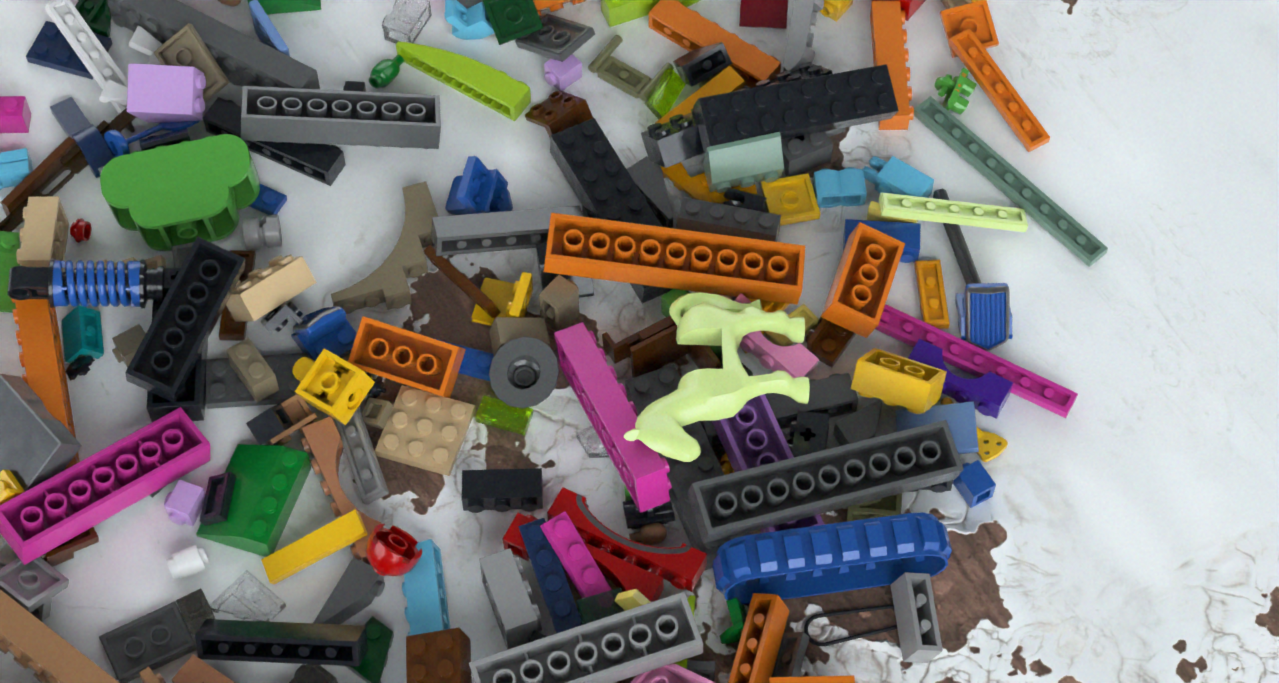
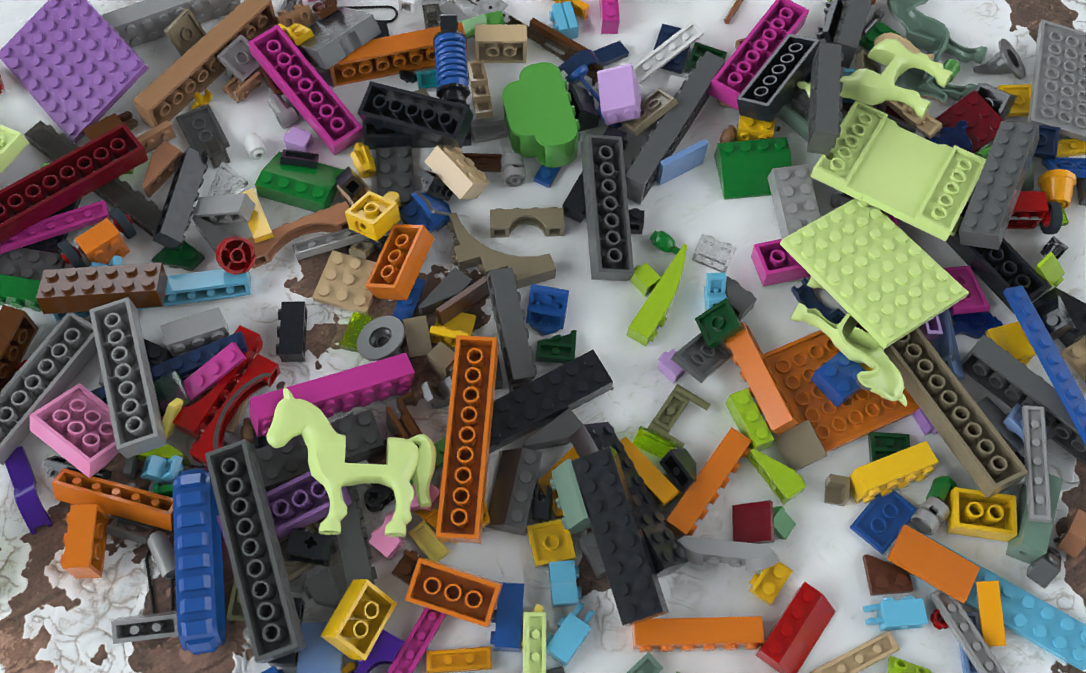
camera: 85 degrees right, 5 degrees up
(80, 230) = (516, 67): red plate -> none
(81, 589) = (240, 91): none -> medium nougat bracket
(87, 647) = (201, 100): none -> yellow piece
(133, 525) = (285, 115): none -> light grey piece
(228, 415) = (363, 161): none -> yellow rock
(252, 370) = (391, 167): dark tan brick -> none
(304, 582) = (225, 208): none -> light grey brick
(346, 195) = (548, 220): none -> dark tan arch
(445, 87) = (644, 278): none -> lime brick
(445, 304) = (448, 288): none -> dark grey slope
(535, 186) = (557, 349): none -> dark green wing
(559, 112) = (626, 365): reddish brown bracket -> none
(597, 308) = (438, 393): none -> dark grey brick
(708, 620) = (161, 469): none -> medium azure brick
(822, 613) = (163, 553): none -> light grey brick

